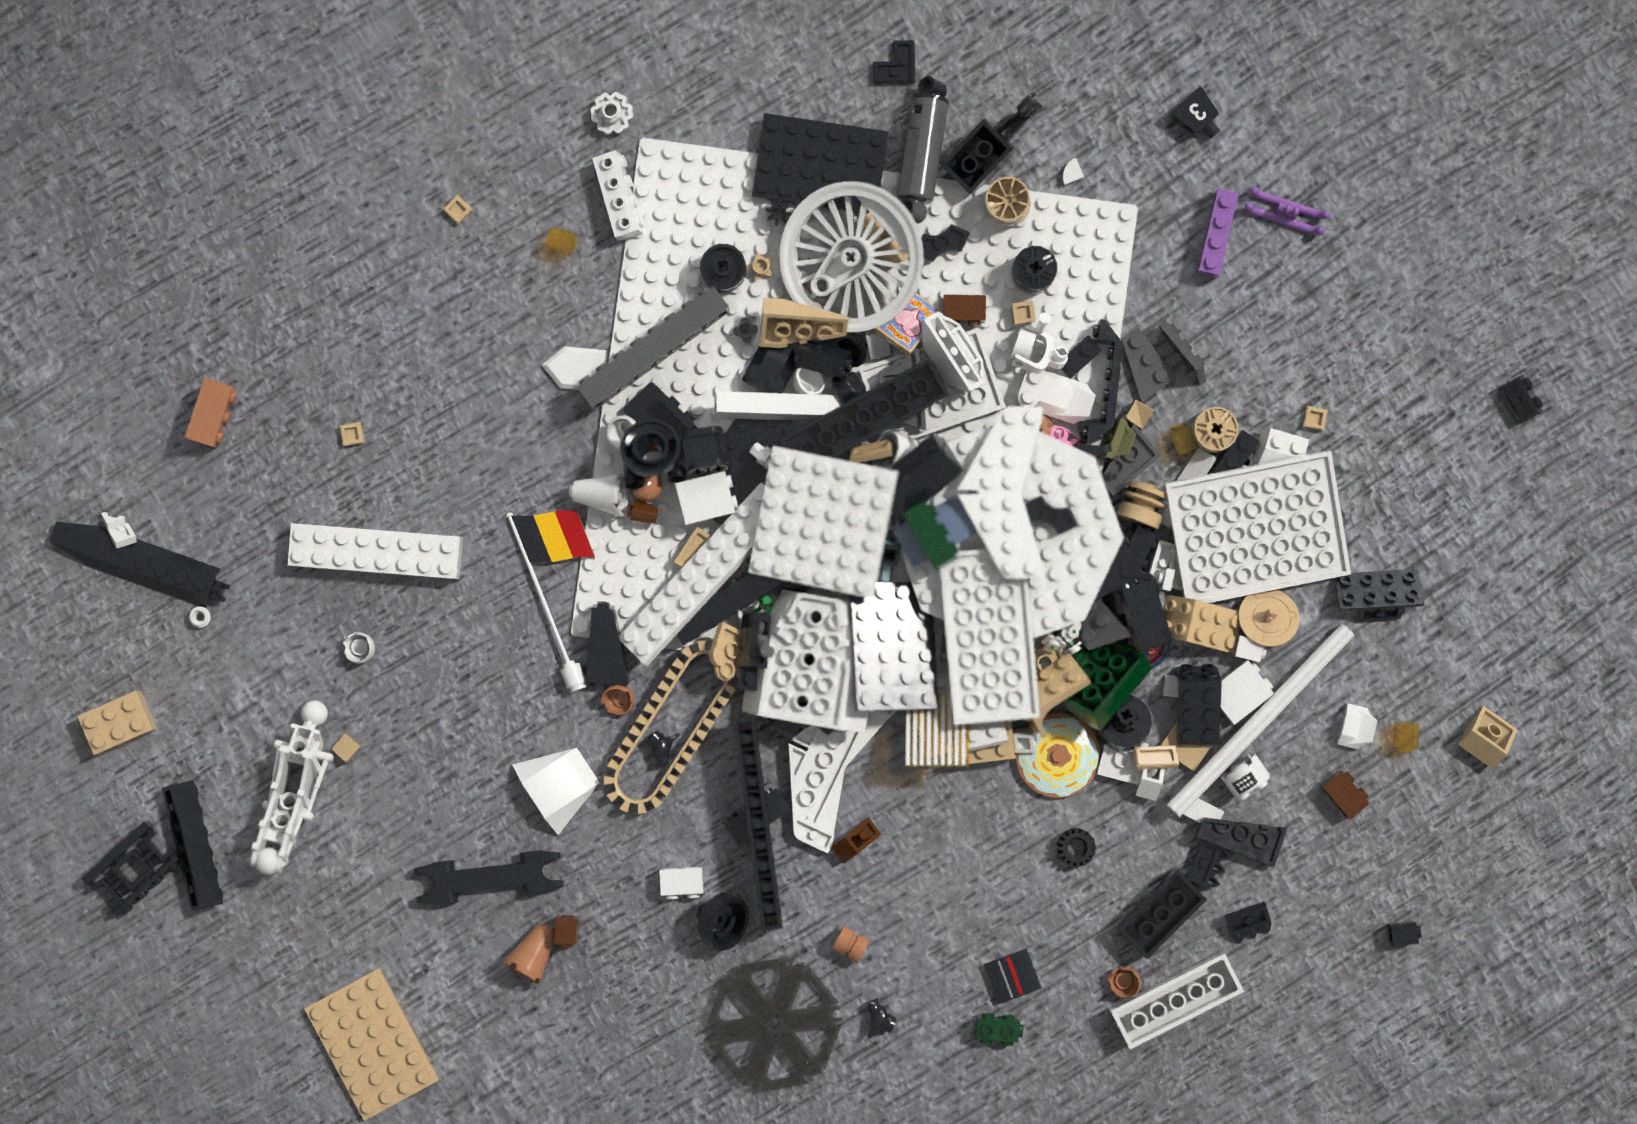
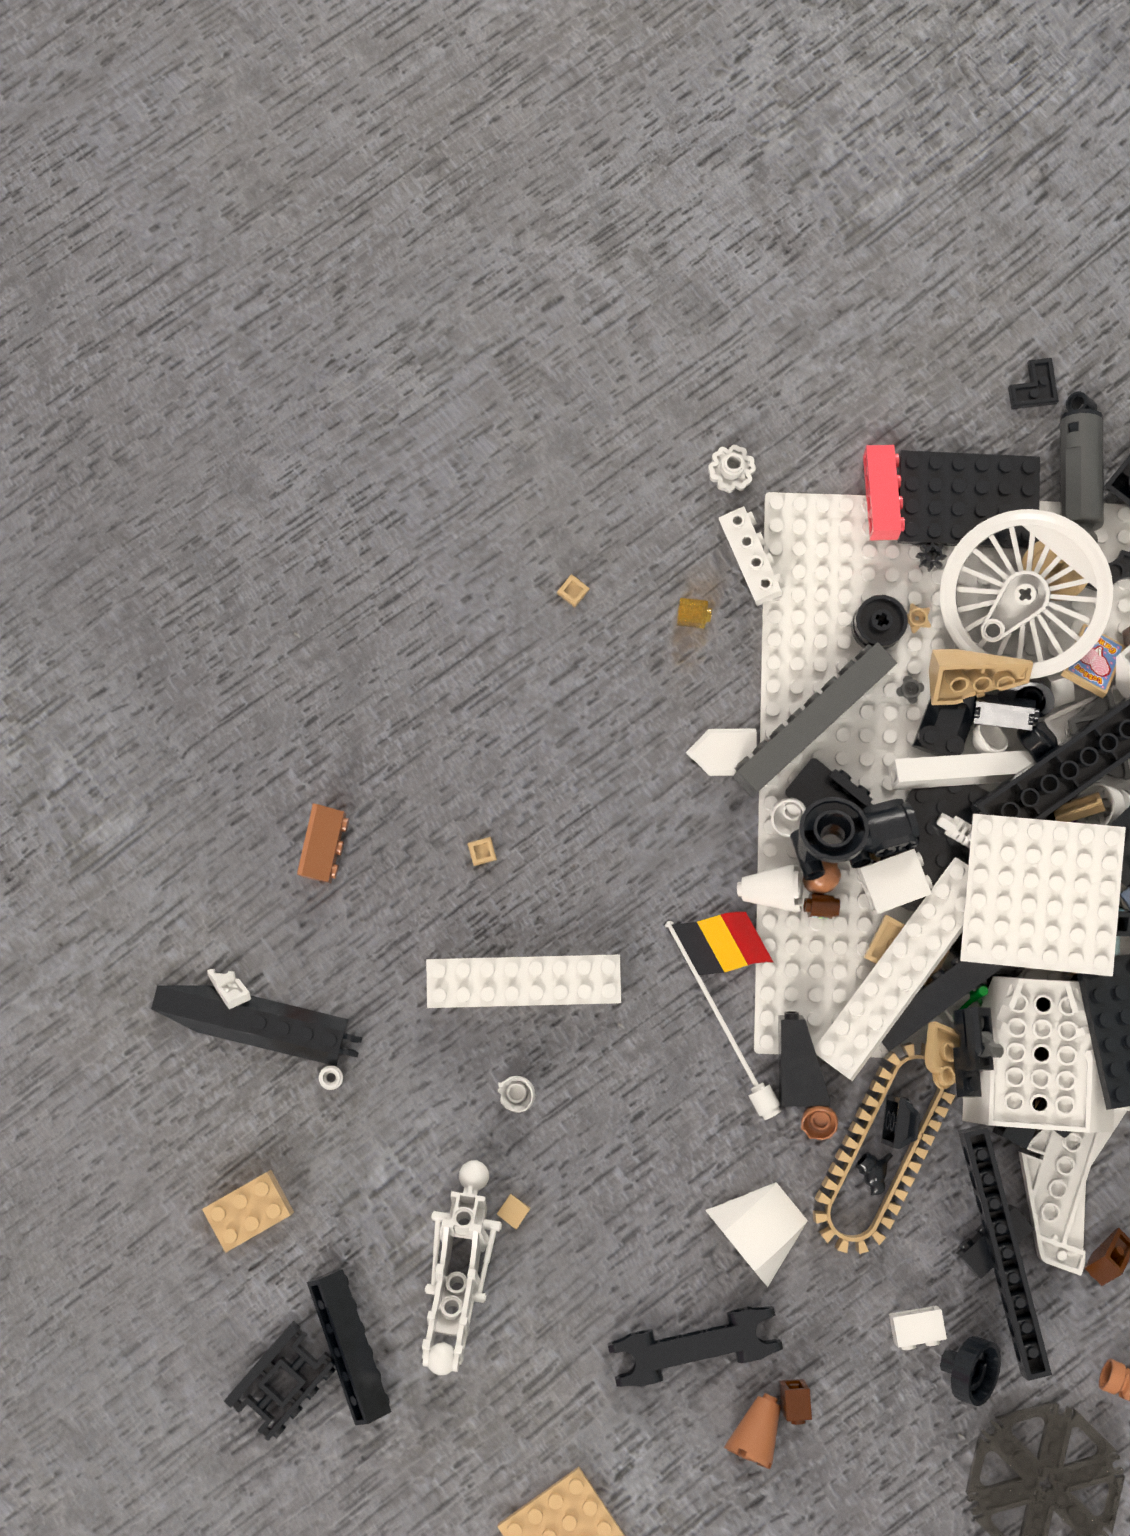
camera: 10 degrees left, 5 degrees down
(684, 704) = (900, 1122): none -> black slope
(742, 150) = (882, 492): none -> coral brick

